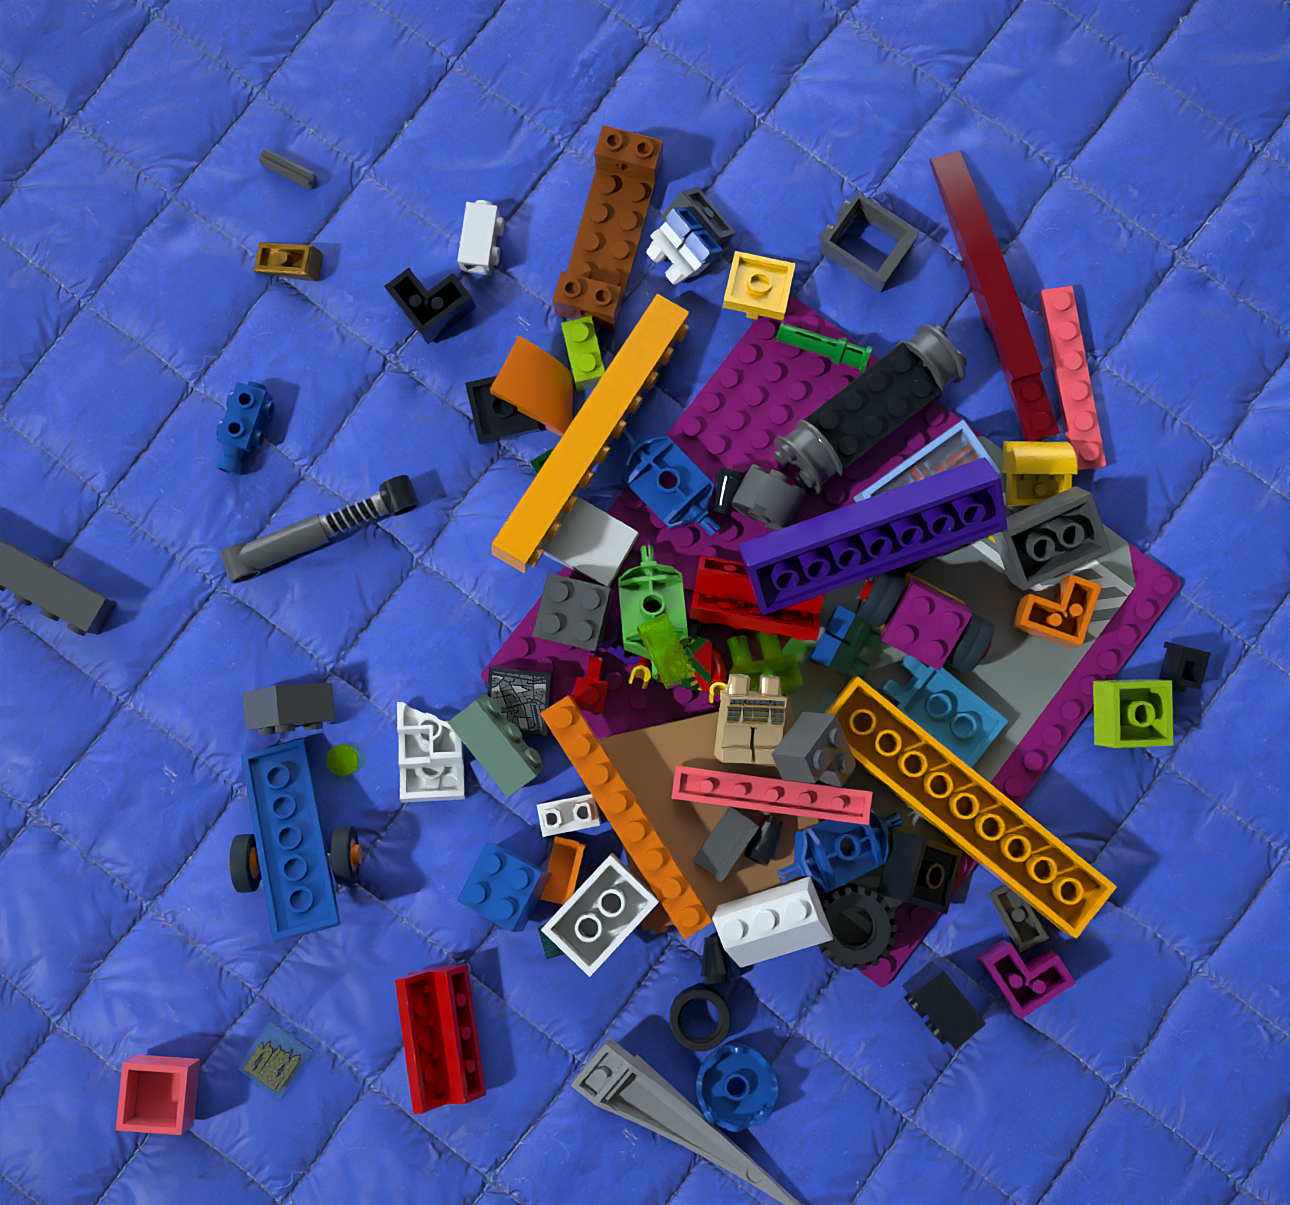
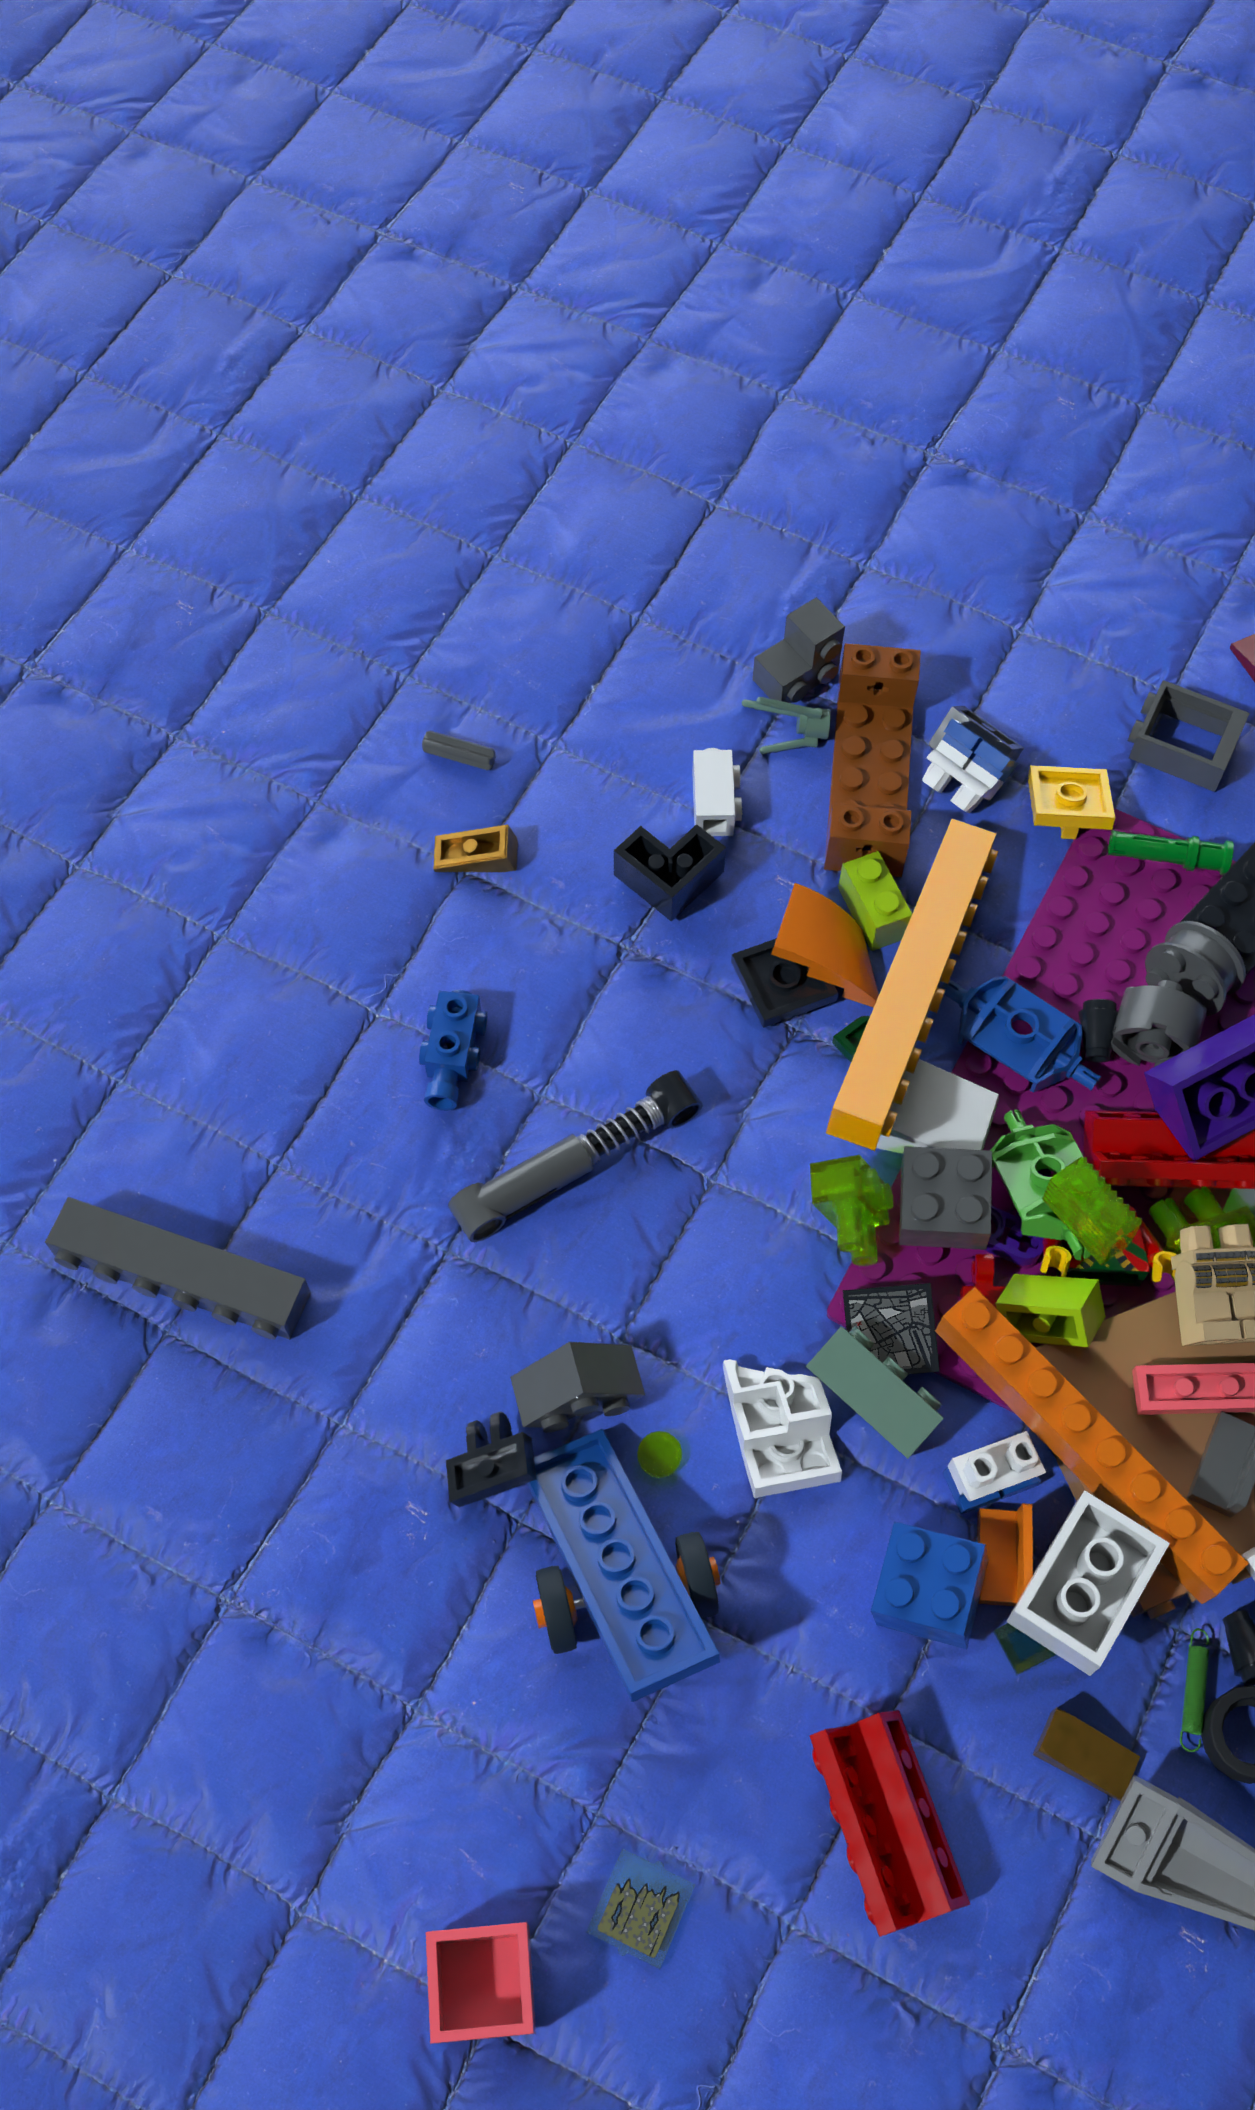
camera: 15 degrees left, 20 degrees down
(221, 750) = (490, 1467): none -> black hinge
(509, 606) = (854, 1202): none -> clear neon green brick
(570, 183) = (811, 722): none -> sand green plant
(571, 126) = (804, 656): none -> dark grey brick
(588, 1011) = (1086, 1754): none -> pearl gold slope
(629, 710) = (1053, 1308): none -> lime brick
(673, 980) = (1195, 1690): none -> bright green piece

